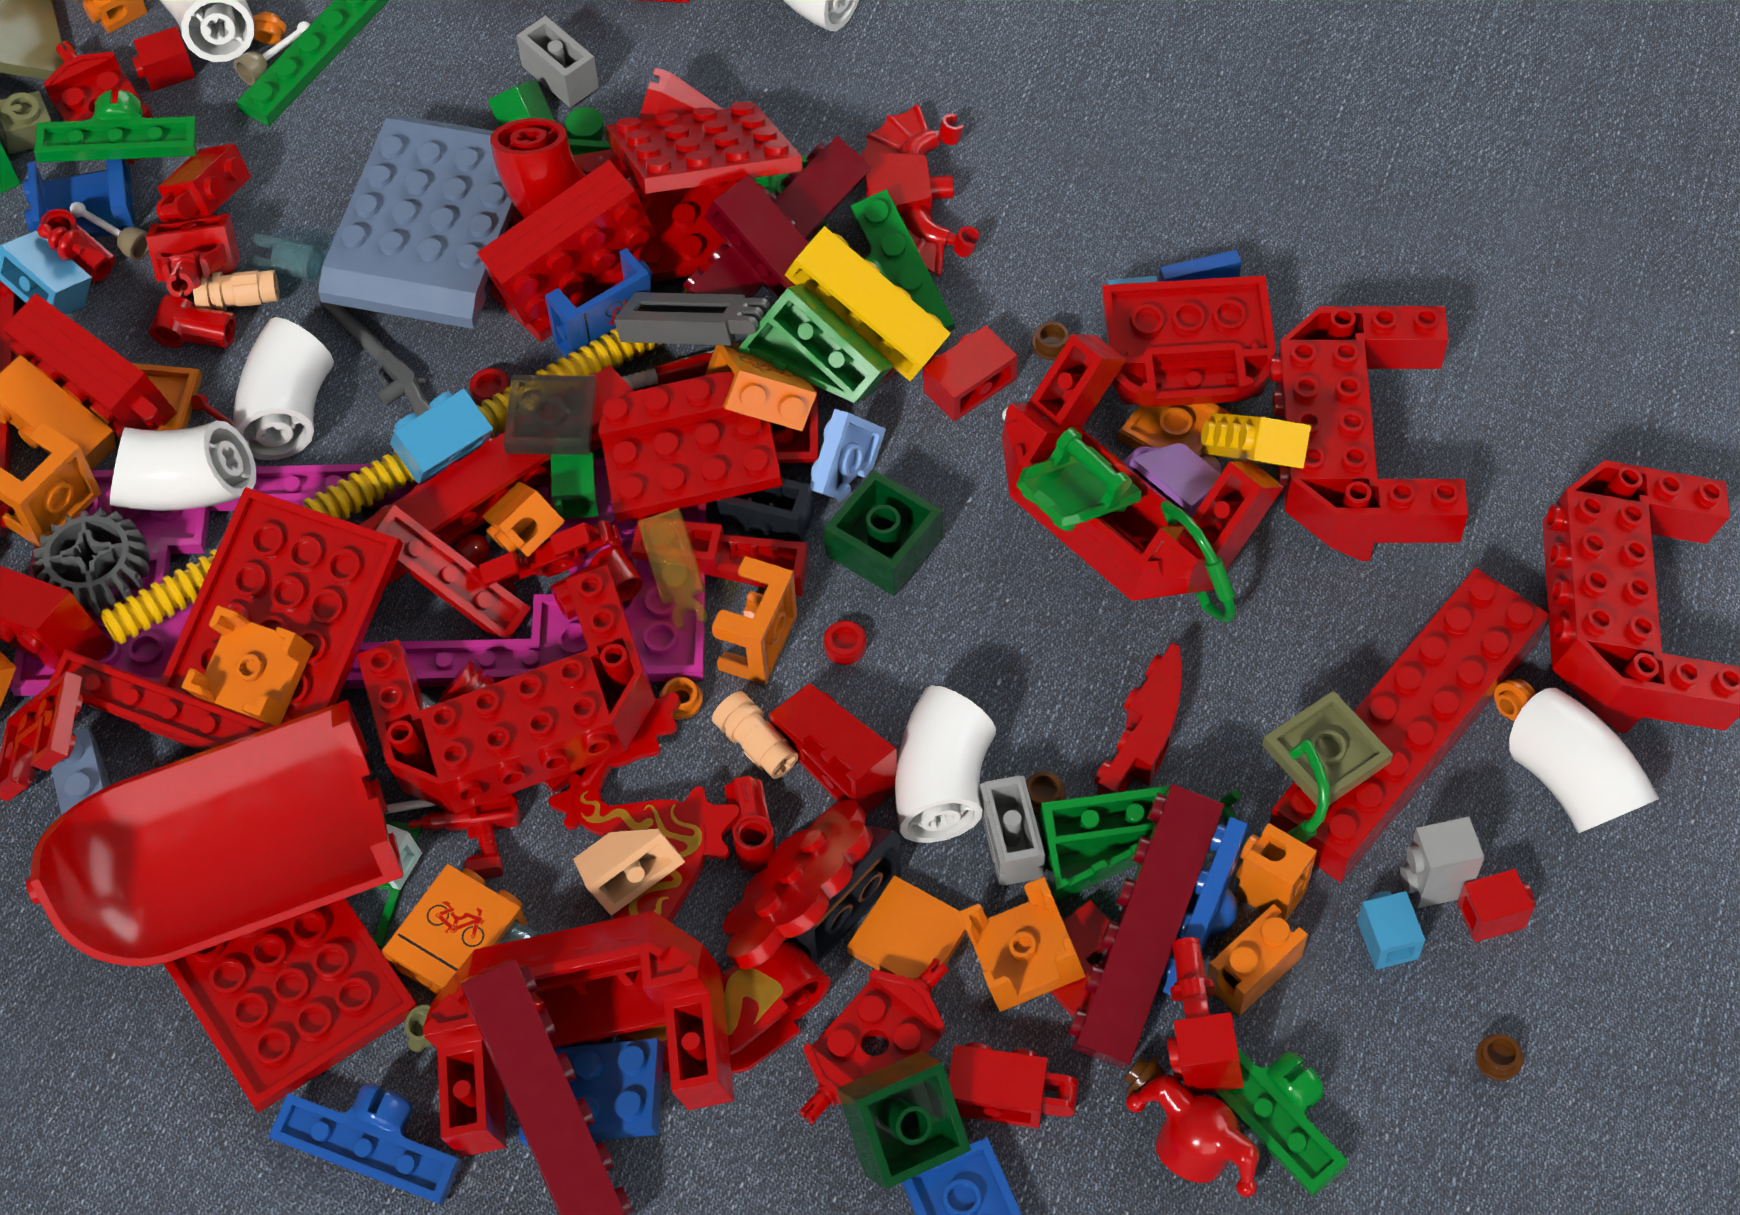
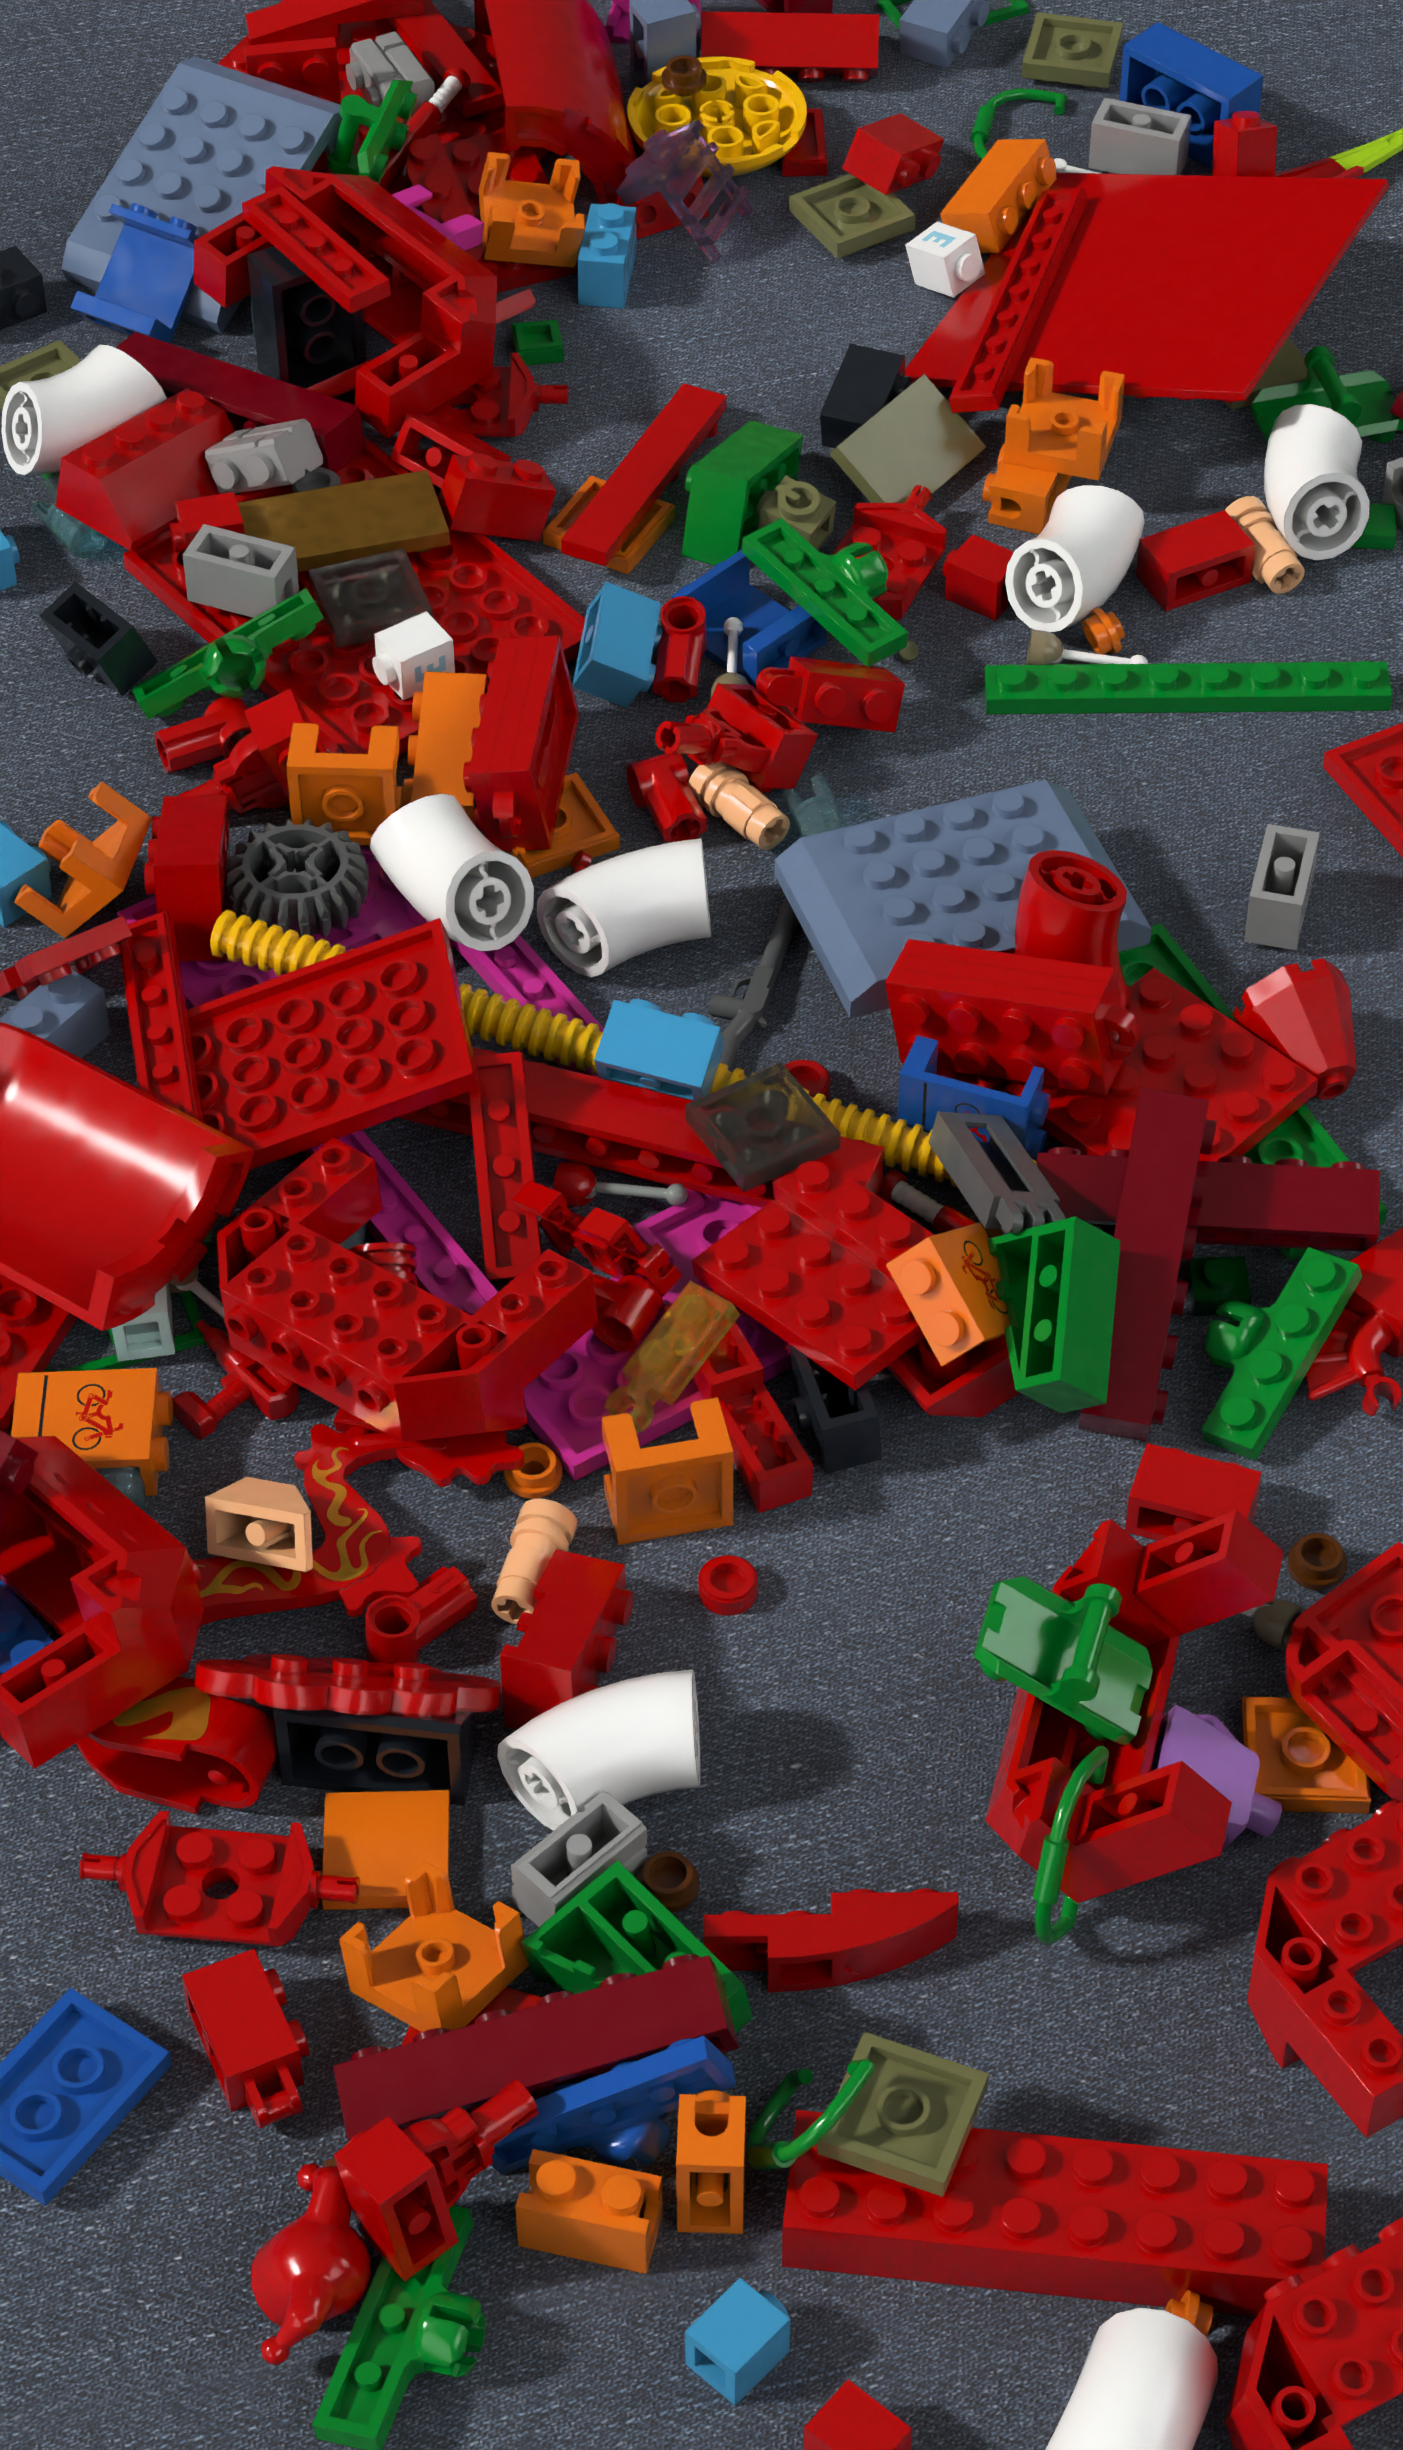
camera: 55 degrees right, 10 degrees down
(65, 242) = (661, 629): red hair -> none
(251, 668) = (242, 1063): orange panel -> none
(520, 103) = (1193, 898): green panel -> none
(522, 520) = (618, 1184): orange brick -> none
(574, 486) = (701, 1207): green panel -> none
(585, 124) = (1230, 967): green tile -> none
(702, 147) = (1237, 1054): red plate -> none
(847, 451) = (963, 1434): light blue plate -> none
(868, 302) = (1161, 1325): yellow brick -> none
(883, 532) = (889, 1531): dark green brick -> none
(903, 1119) = (121, 1944): dark green brick -> none
(1256, 439) = (1286, 1804): yellow brick -> none
(1441, 861) = (860, 2334): light grey brick -> none

